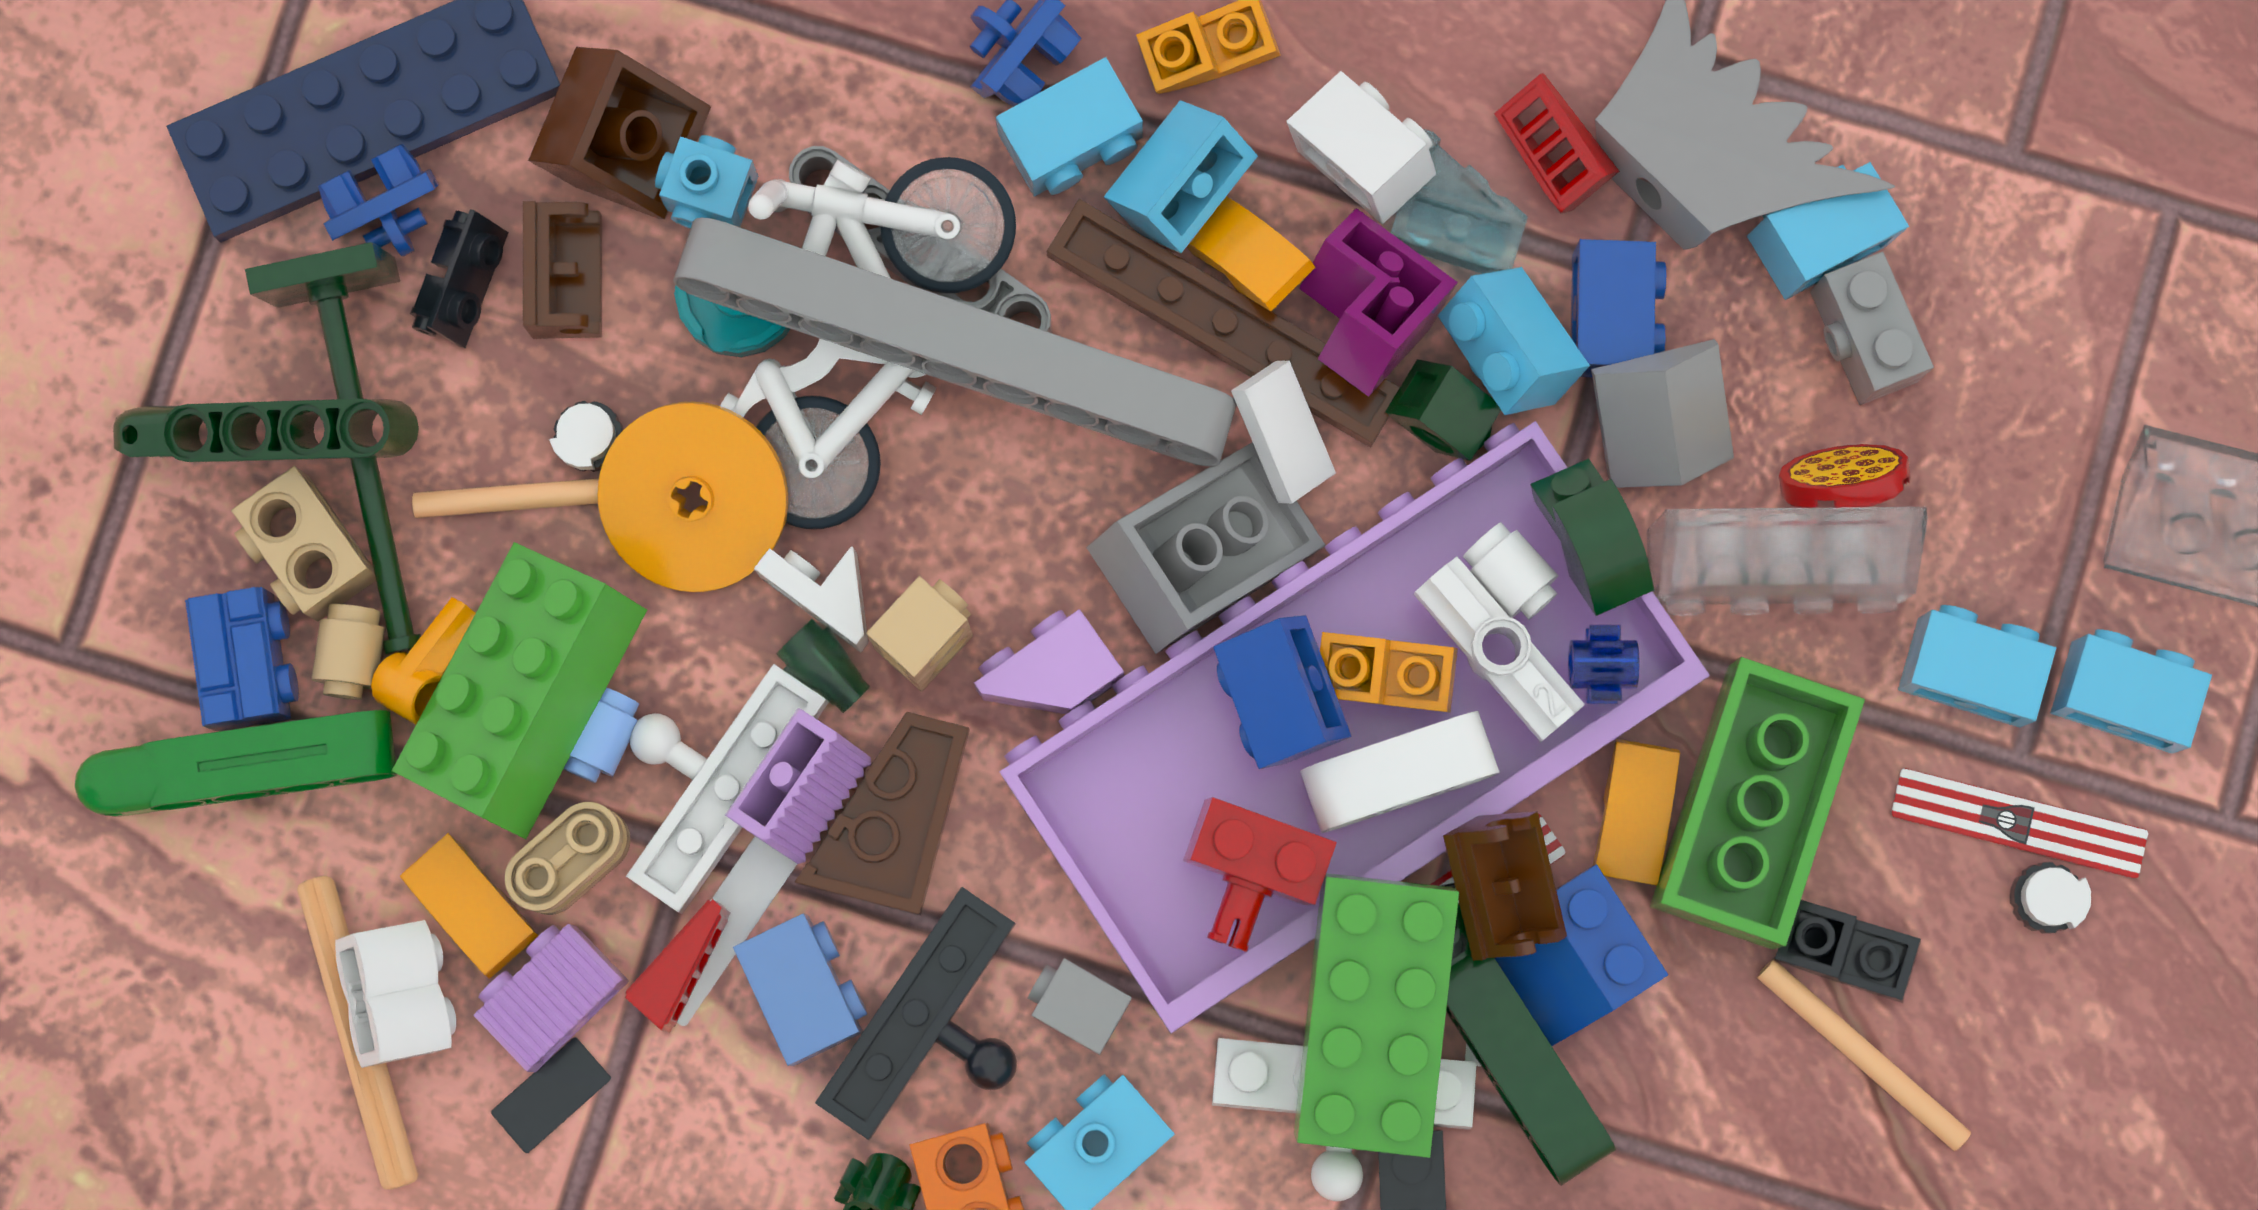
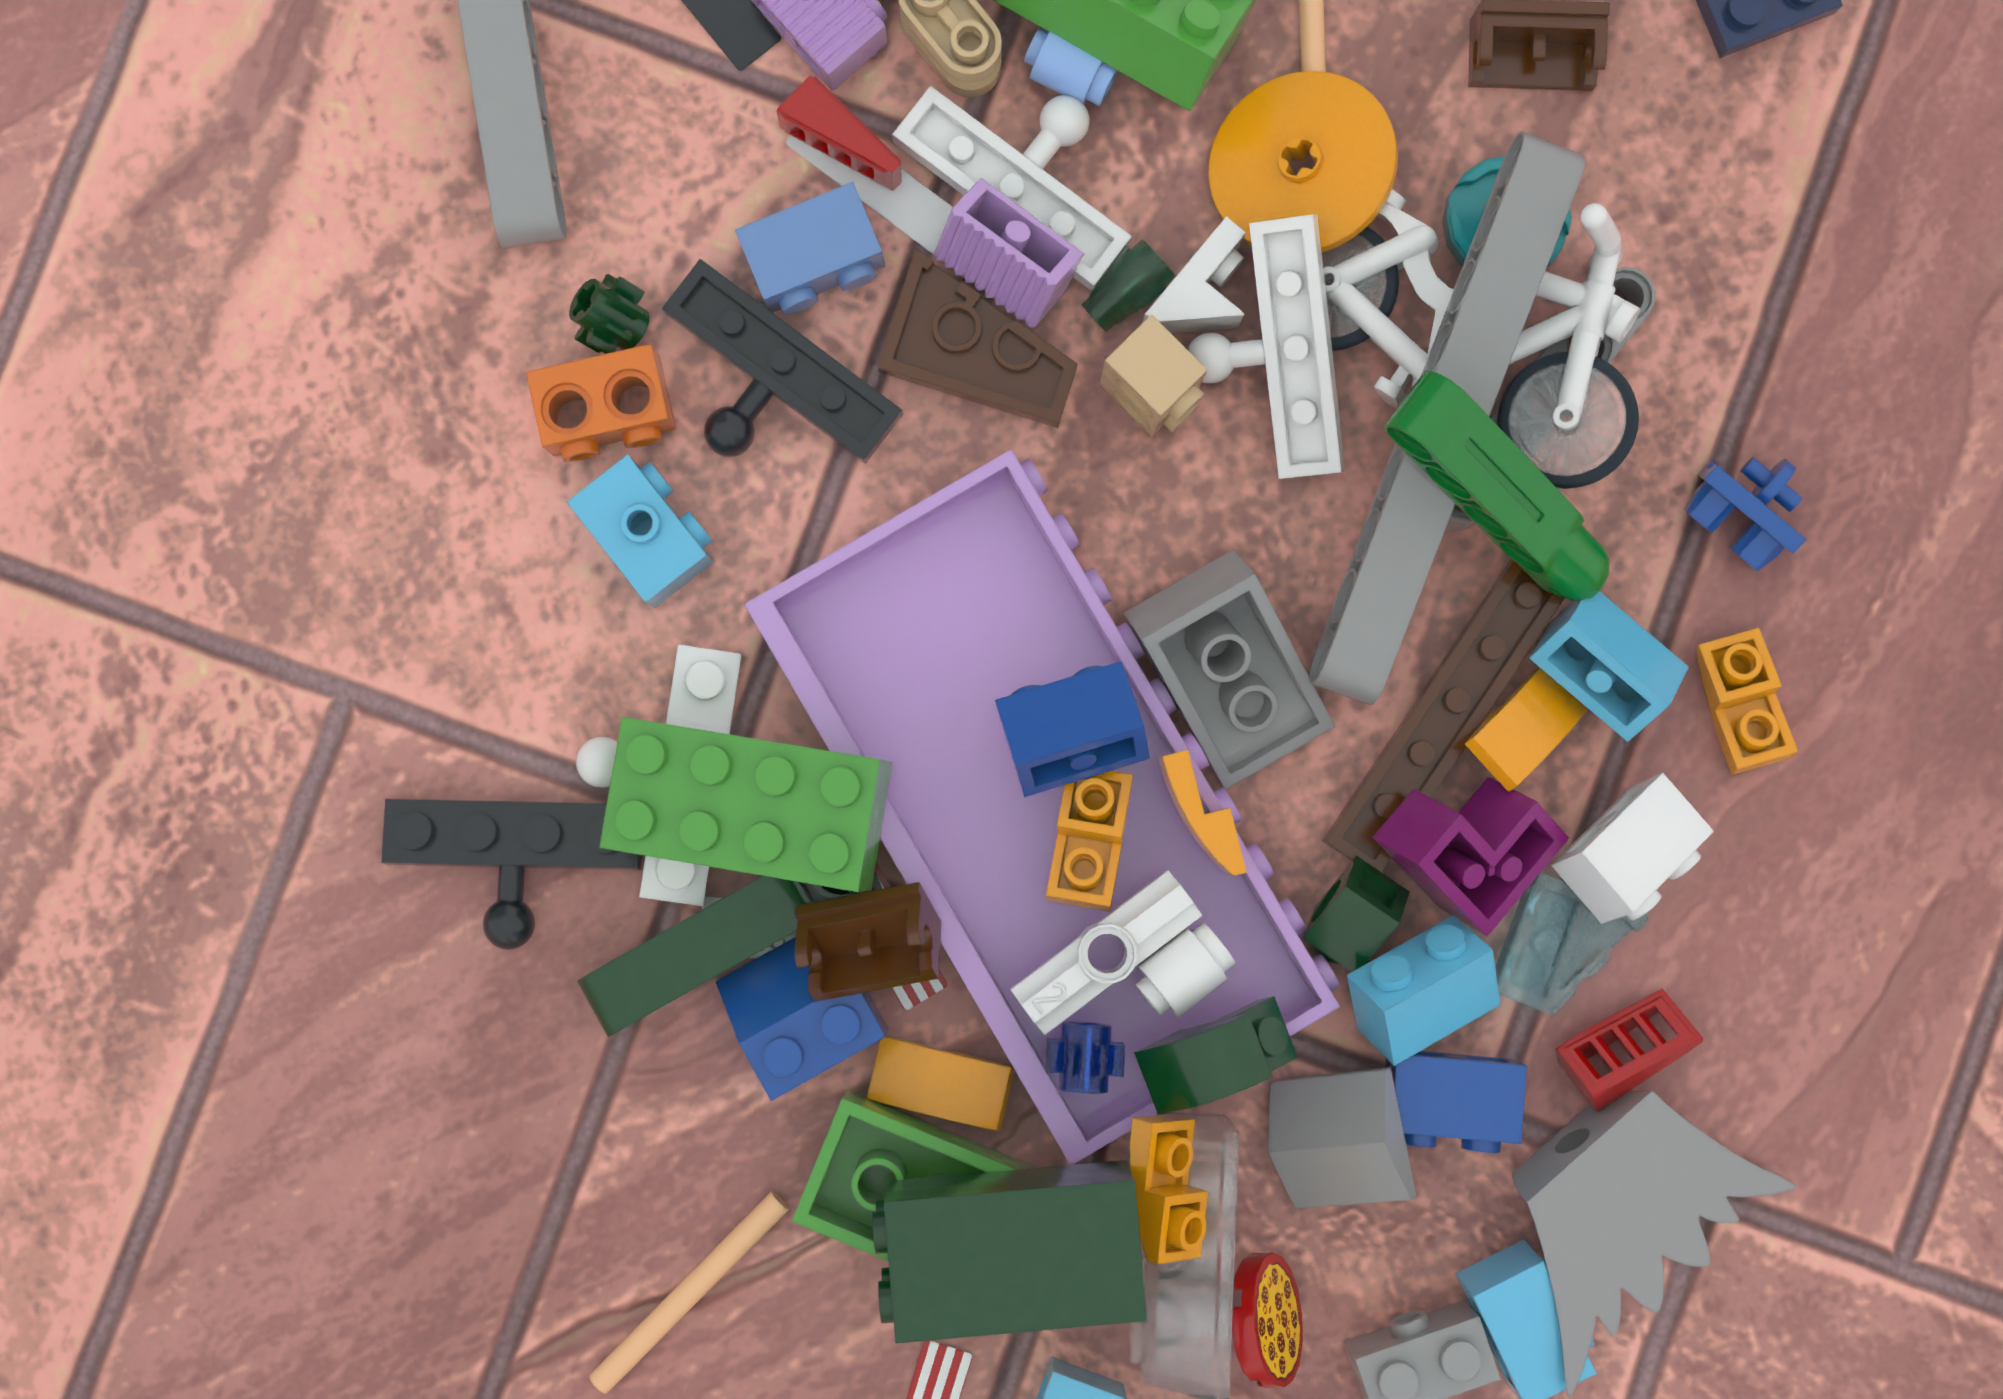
camera: 90 degrees right, 5 degrees up
(585, 435) = (1371, 62): white piece -> none
(614, 128) = (1677, 106): reddish brown slope -> none
(706, 181) = (1625, 180): medium azure brick -> none
(881, 497) = (1292, 346): none -> white plate
(1025, 287) = (1498, 487): none -> green piece
(1054, 671) = (1110, 511): lavender slope -> none
(1071, 128) = (1664, 556): medium azure brick -> none
(1078, 1004) = (780, 518): light grey brick -> none
(1256, 861) = (903, 693): red brick -> none
(1283, 431) = (1341, 751): white tile -> none
(1370, 552) = (1211, 830): none -> light orange slope
(1399, 771) = (987, 844): white beam -> none
(1744, 576) = (1167, 1207): none -> light orange slope
(1797, 720) = (1010, 1252): none -> dark green brick
(1850, 951) = (790, 1288): black slope -> none

